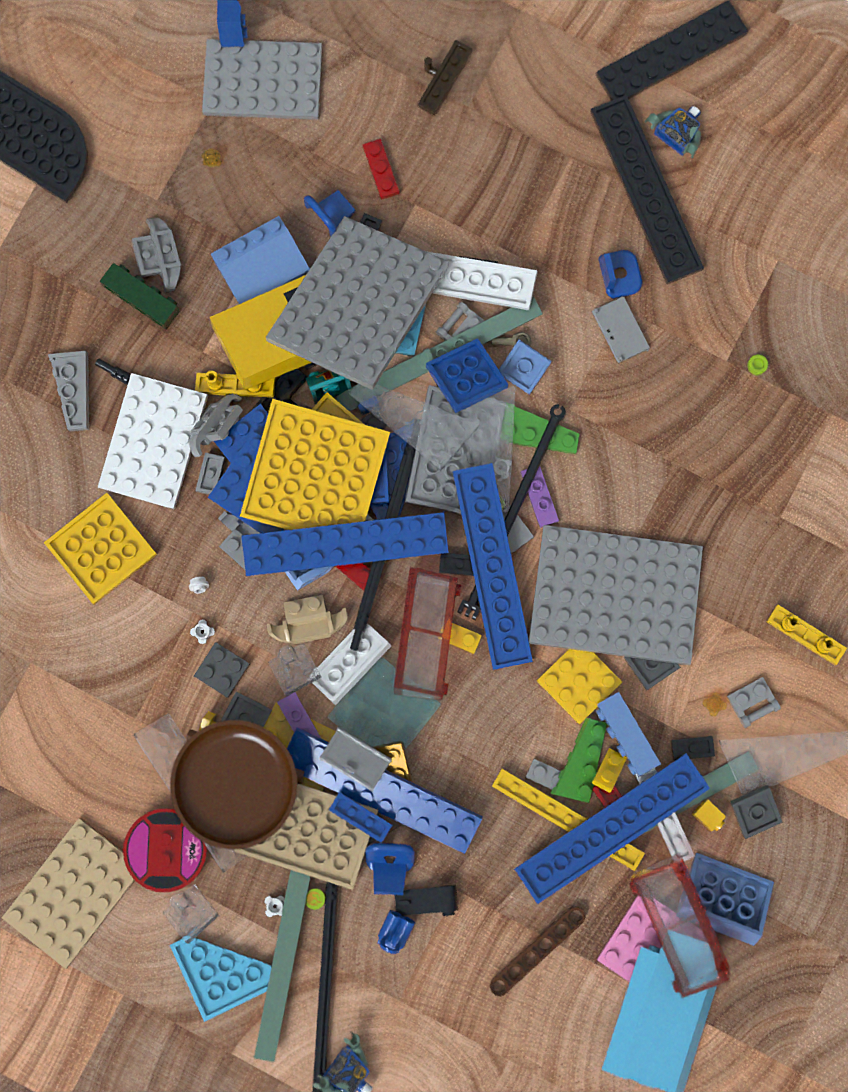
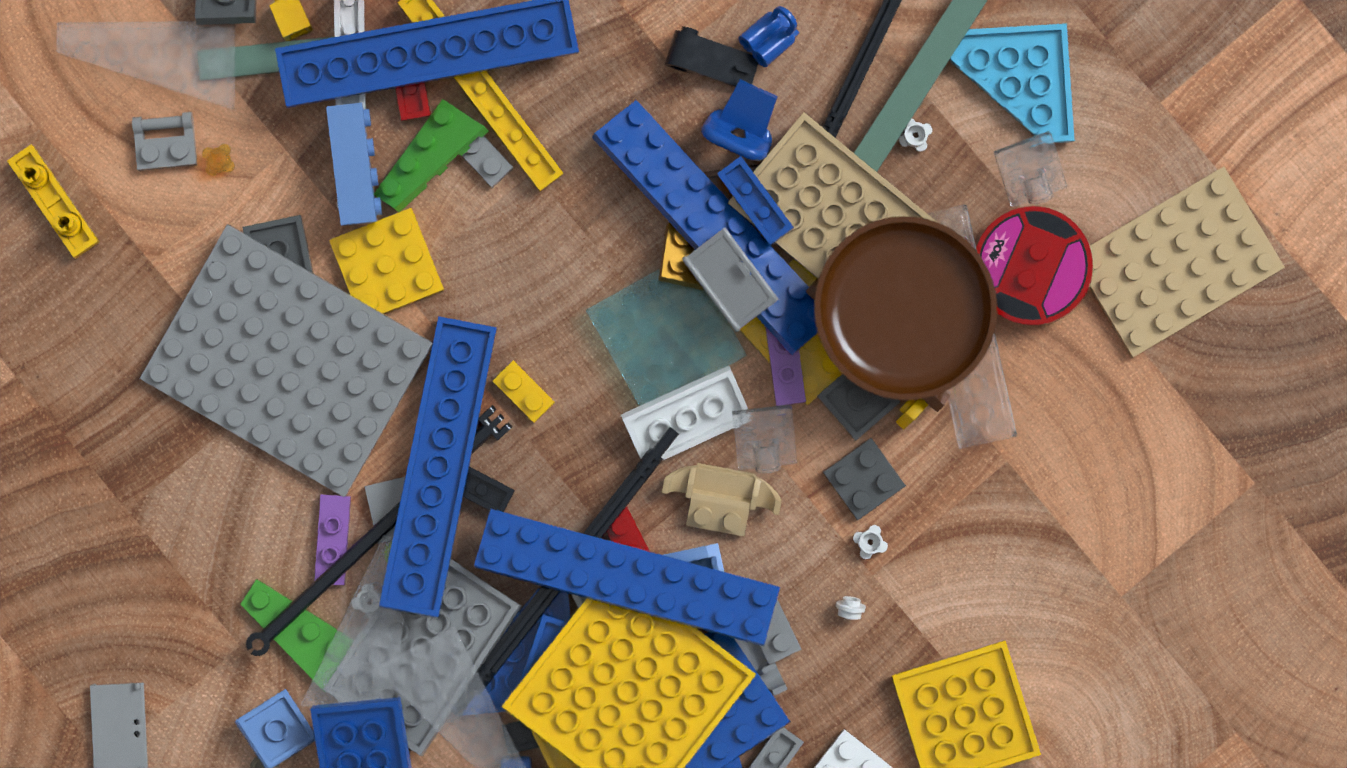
camera: 165 degrees left, 5 degrees up
(315, 899) = (858, 122): lime tile -> none
(425, 634) = (566, 410): windscreen -> none
(609, 770) = (397, 129): yellow plate -> none
(693, 747) = (272, 114): black plate -> none

